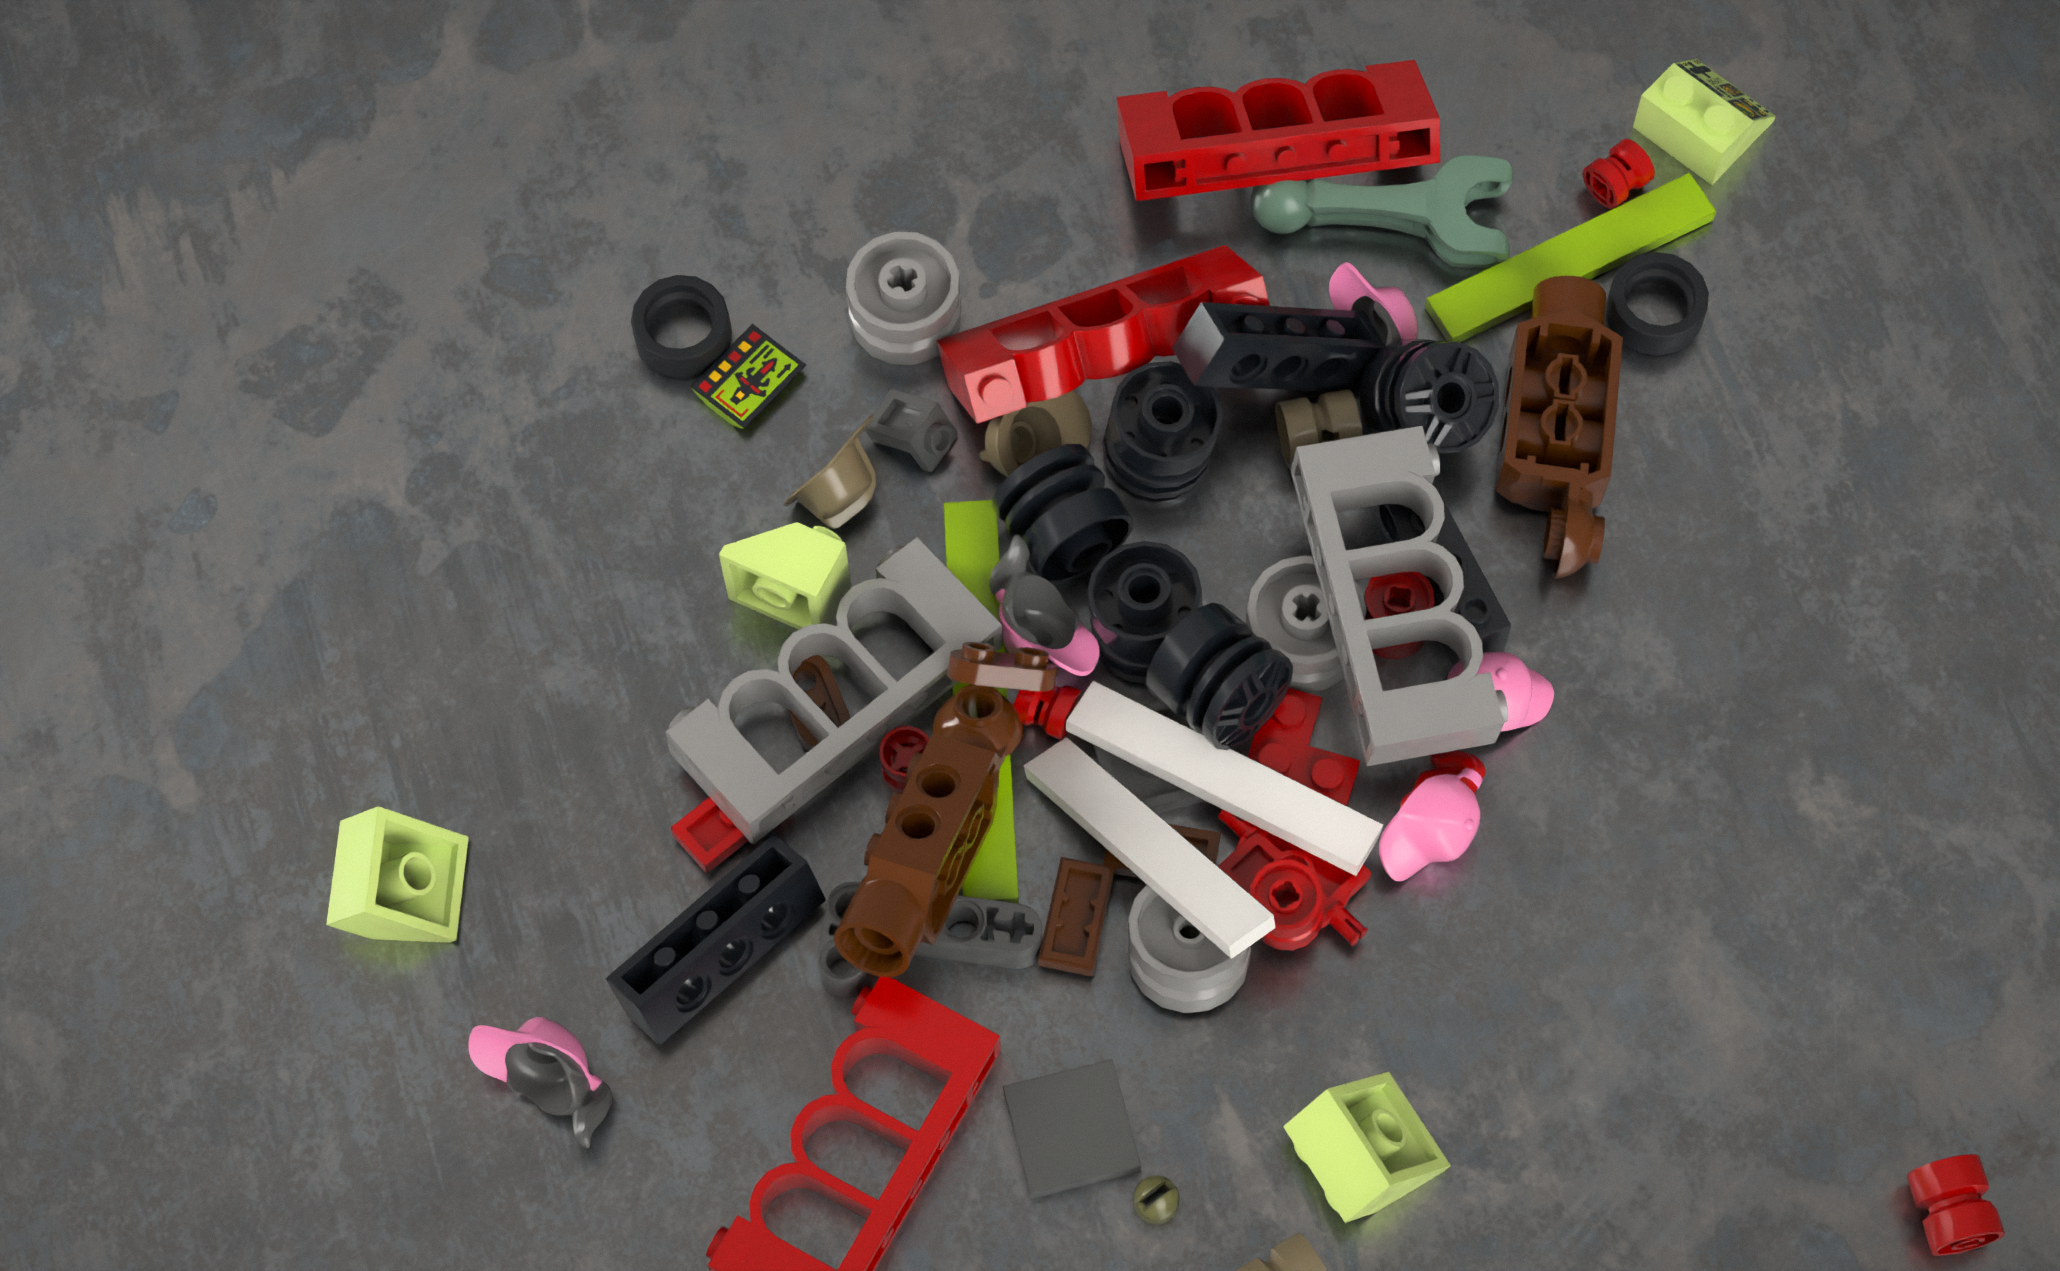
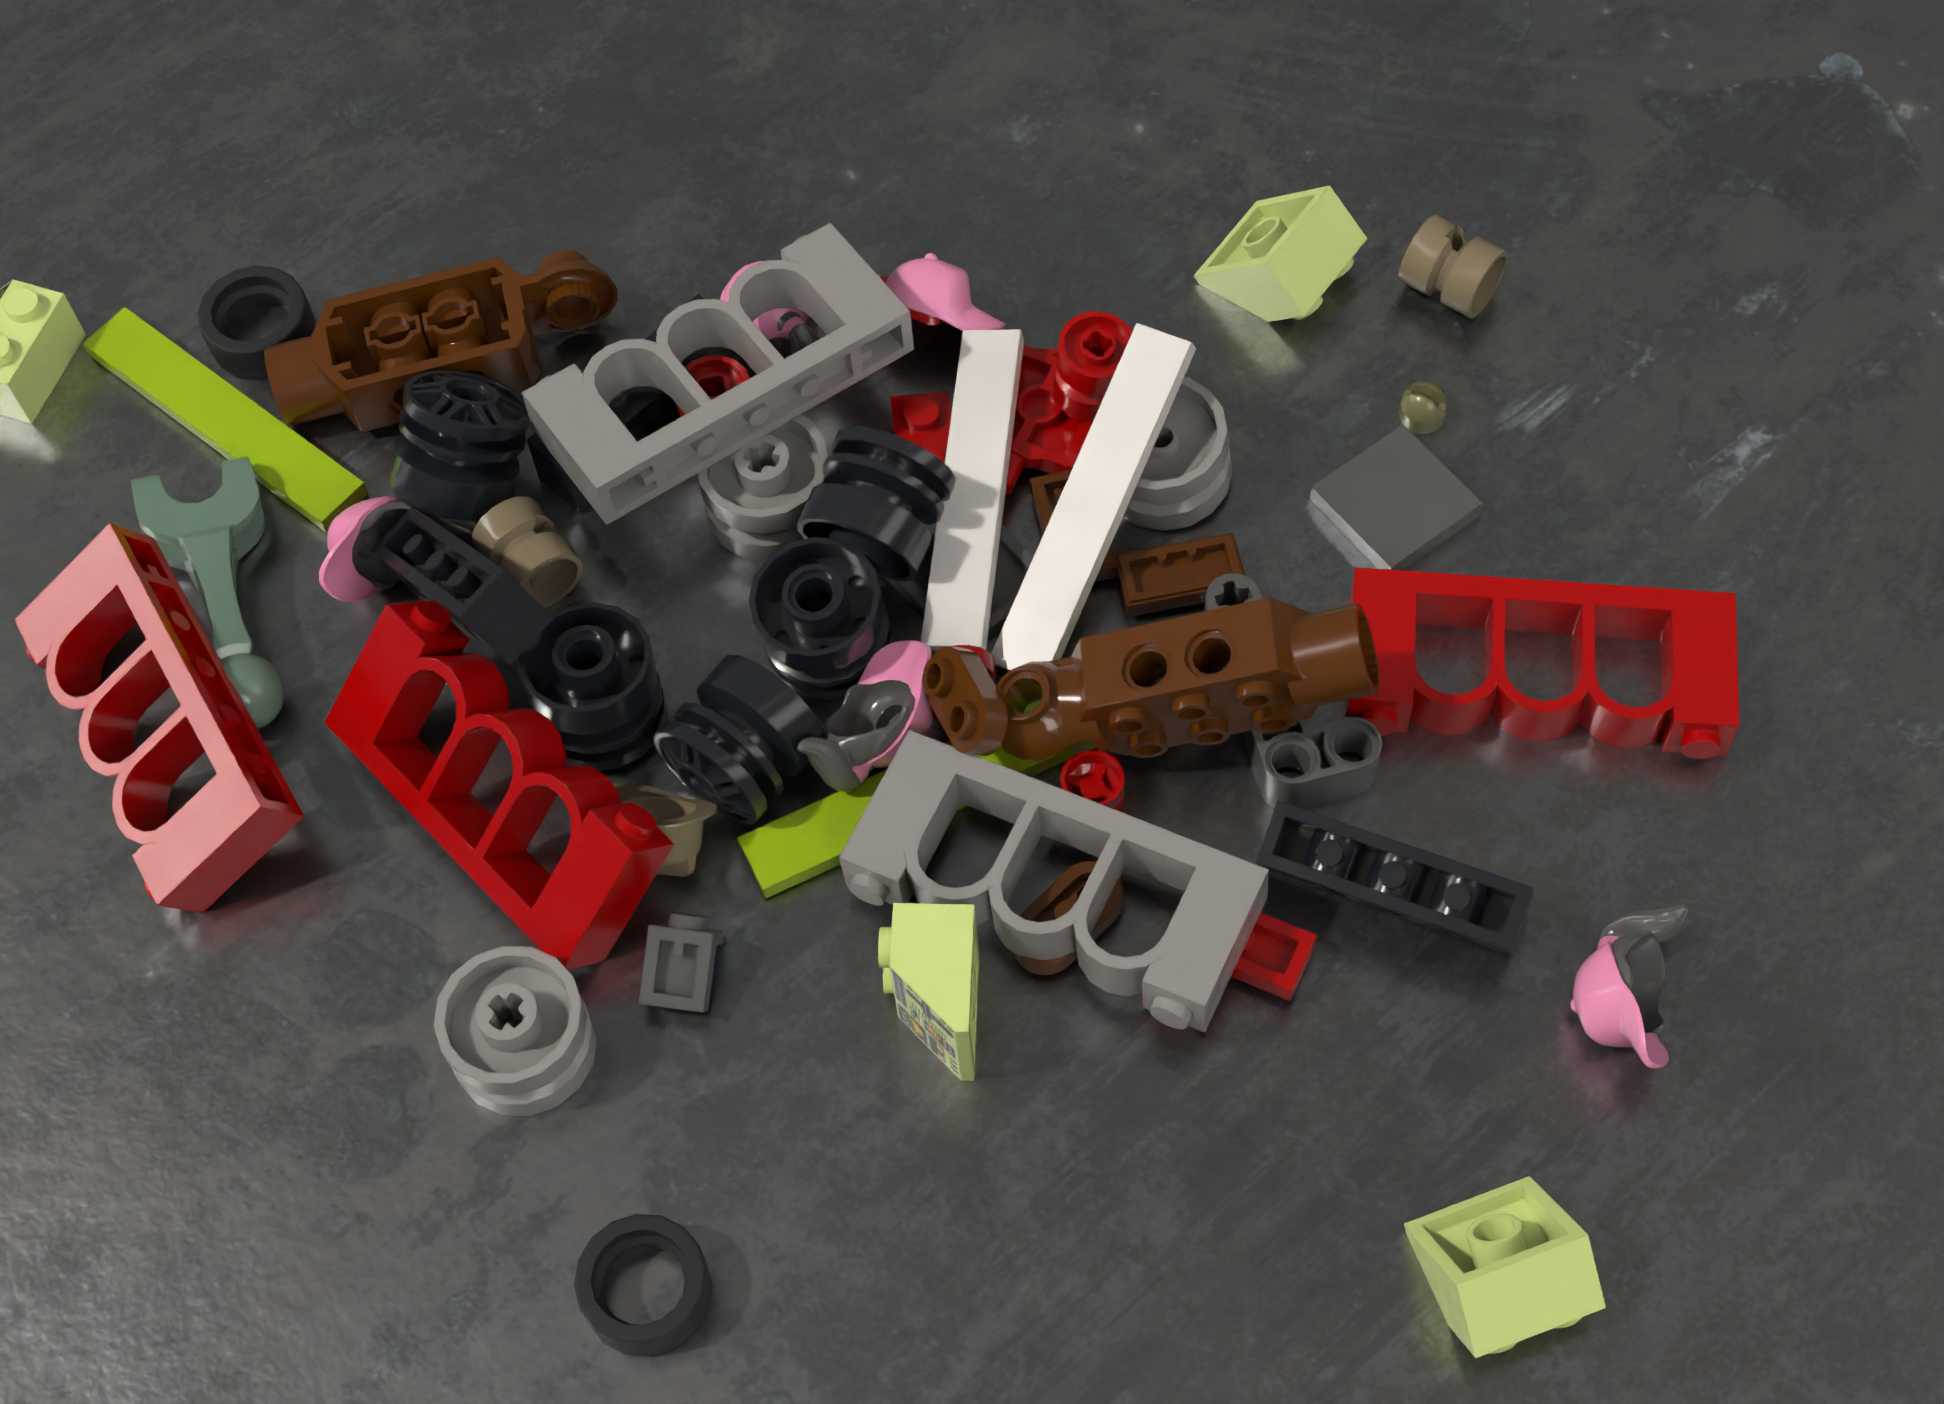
camera: 110 degrees left, 5 degrees down
(747, 377) = (681, 1178): piece -> none
(841, 486) = (778, 1002): dark tan piece -> none
(1621, 171) = (99, 397): red wheel -> none

